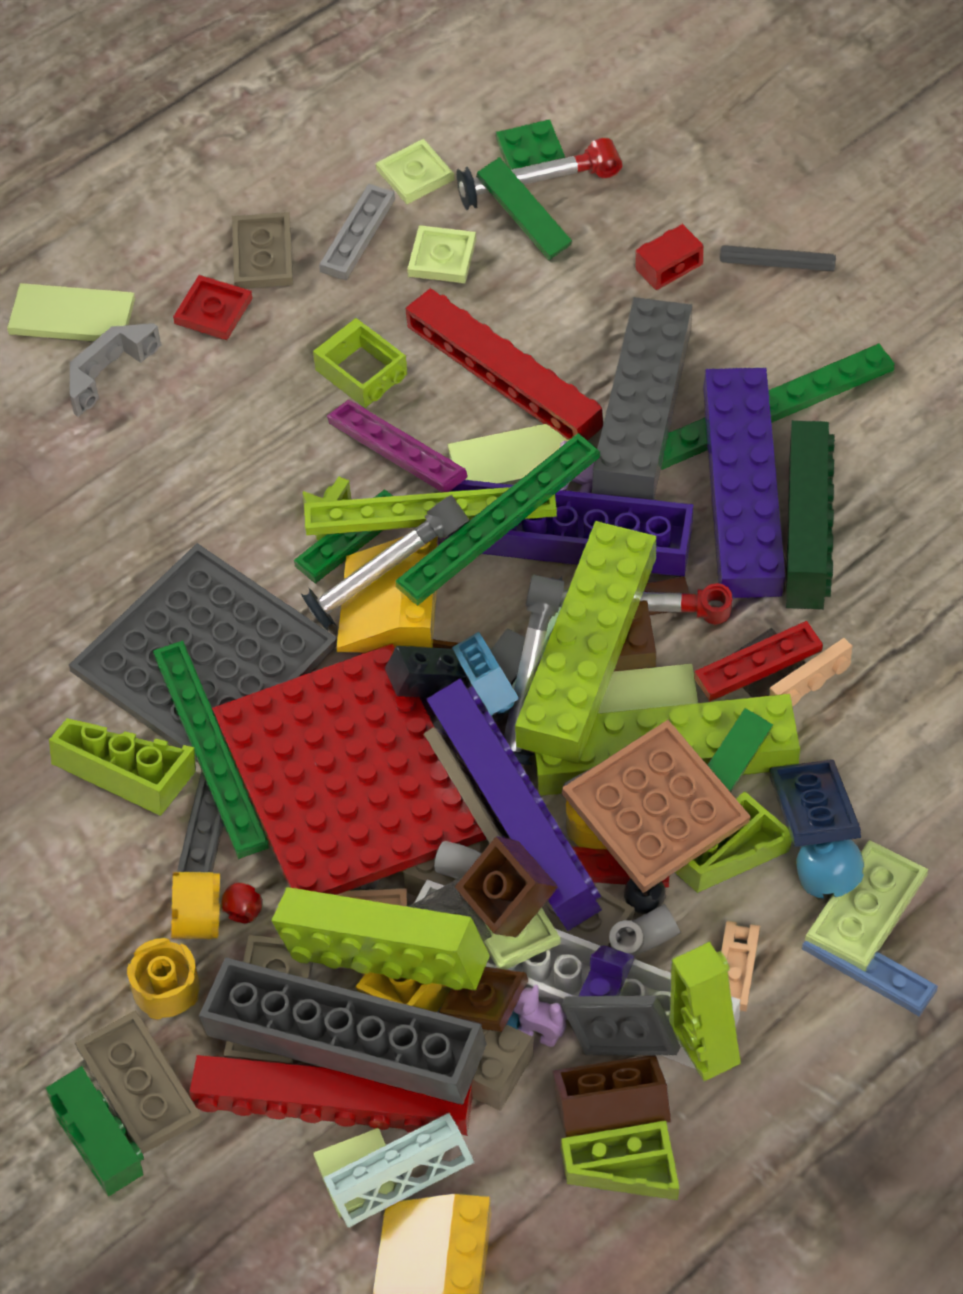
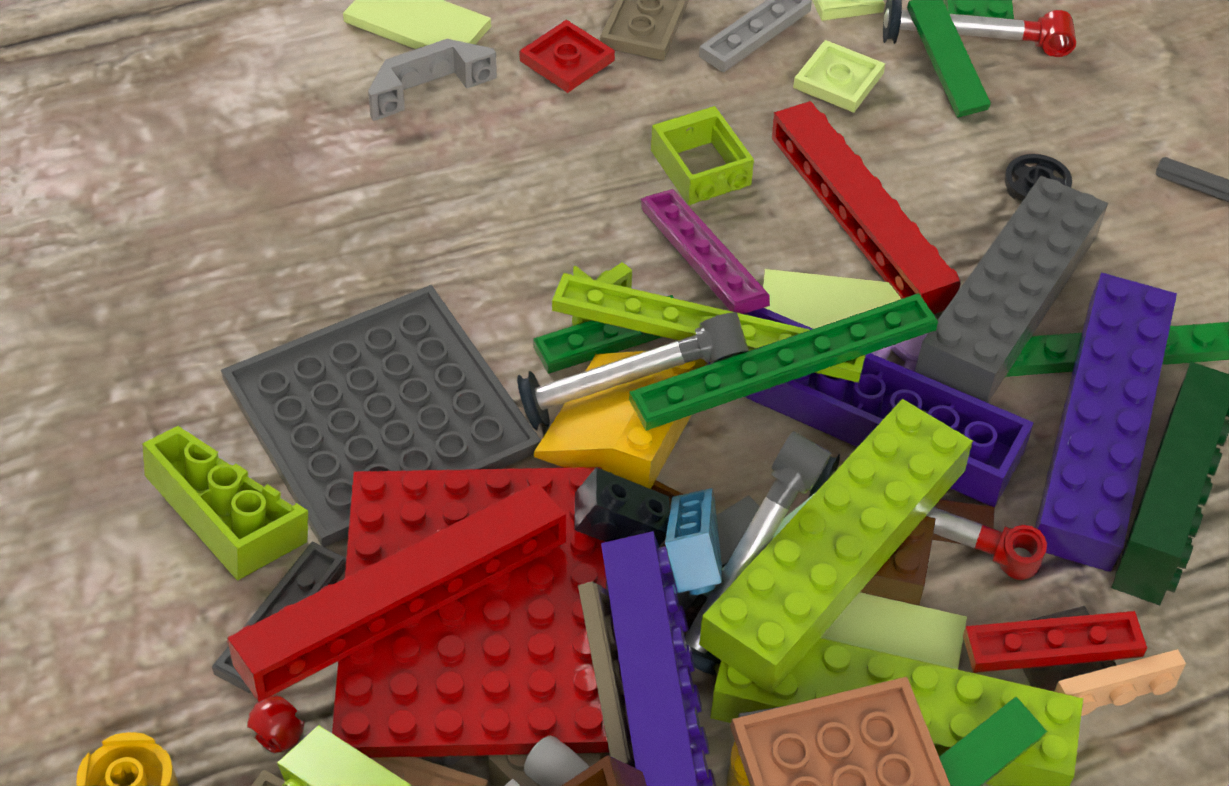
camera: 15 degrees right, 5 degrees down
(195, 905) = (210, 707): yellow brick -> none
(211, 750) = (331, 486): green tile -> none
(294, 779) = (396, 591): none -> red brick
(624, 295) = (1028, 176): none -> black wheel
(669, 257) = (1098, 150): red brick -> none

